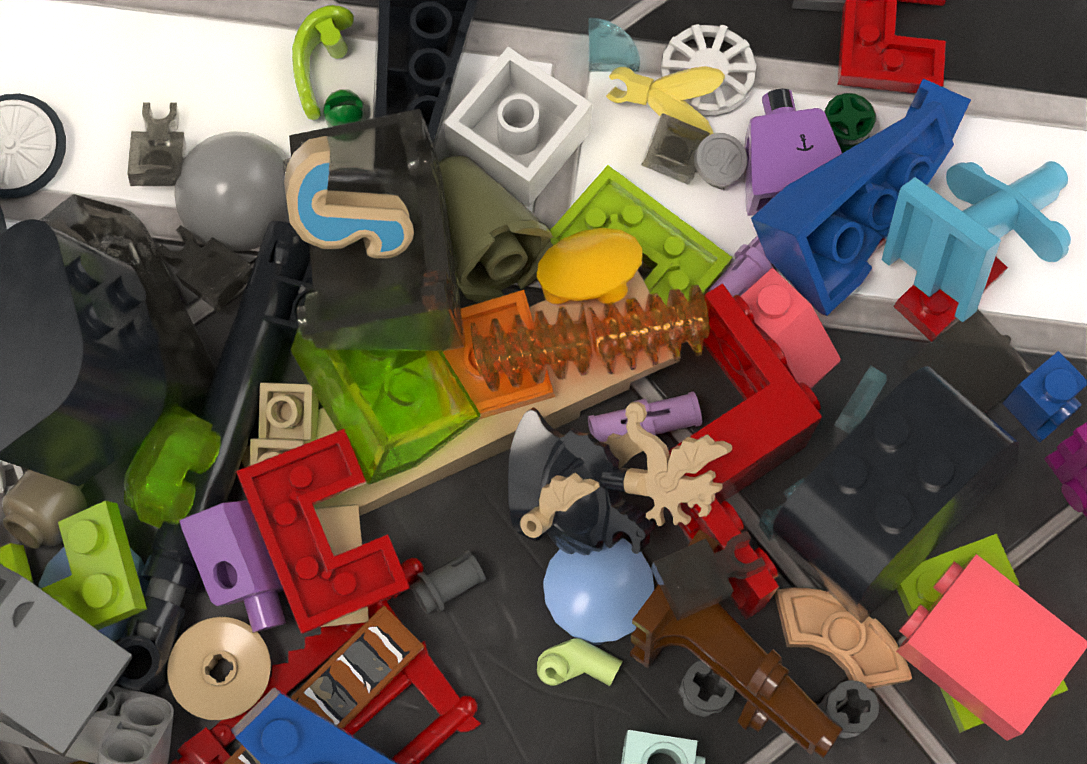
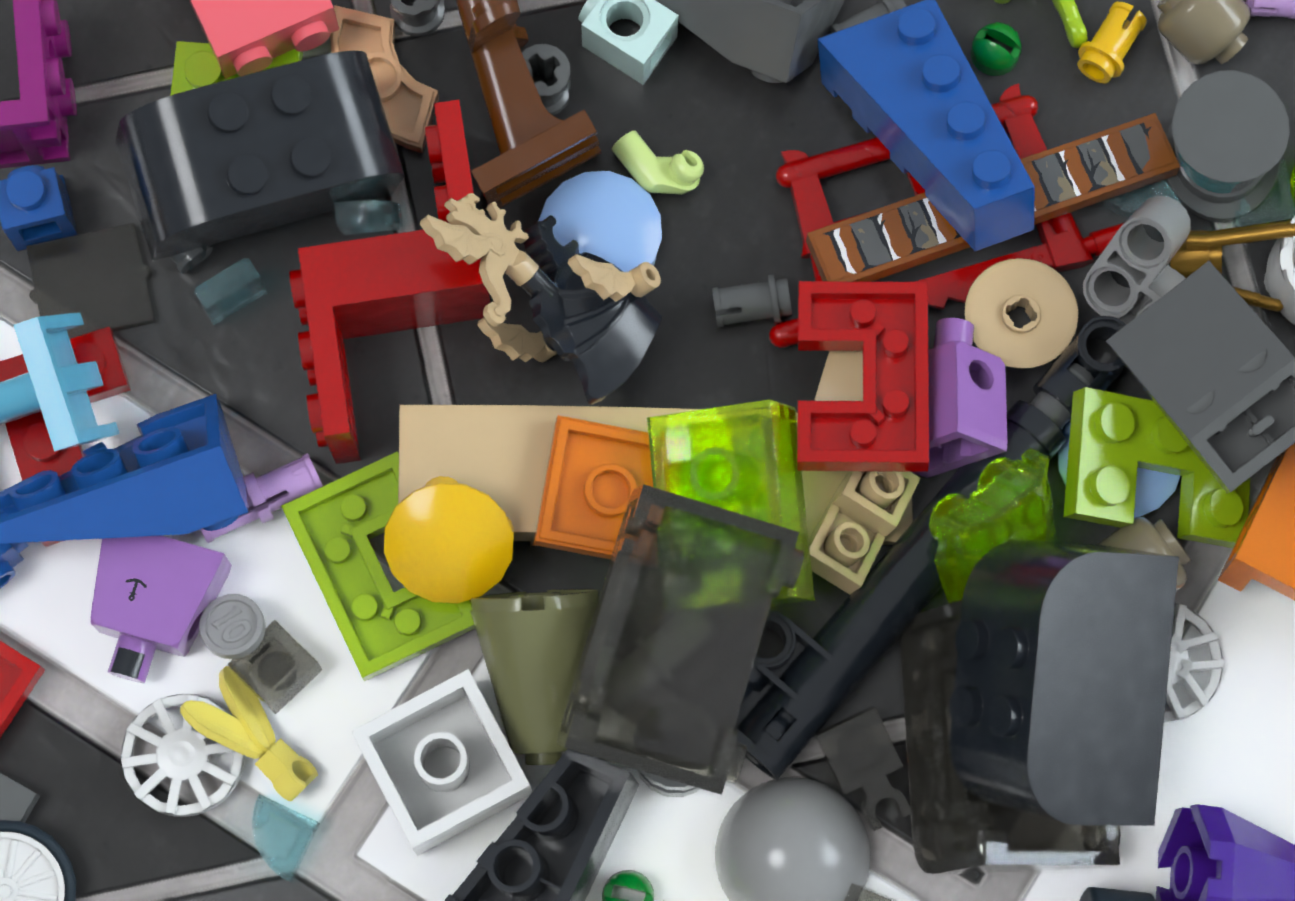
camera: 155 degrees left, 5 degrees up
(341, 217) = (705, 673): tan animal -> none
(533, 348) = (562, 449): clear orange piece -> none
(649, 329) = (425, 426): clear orange piece -> none
(660, 418) = (467, 375): lavender pin -> none
(699, 578) = (513, 139): clear smoke plate -> none
(794, 325) = (270, 402): coral slope -> none
(853, 114) = (54, 602): dark green wheel -> none

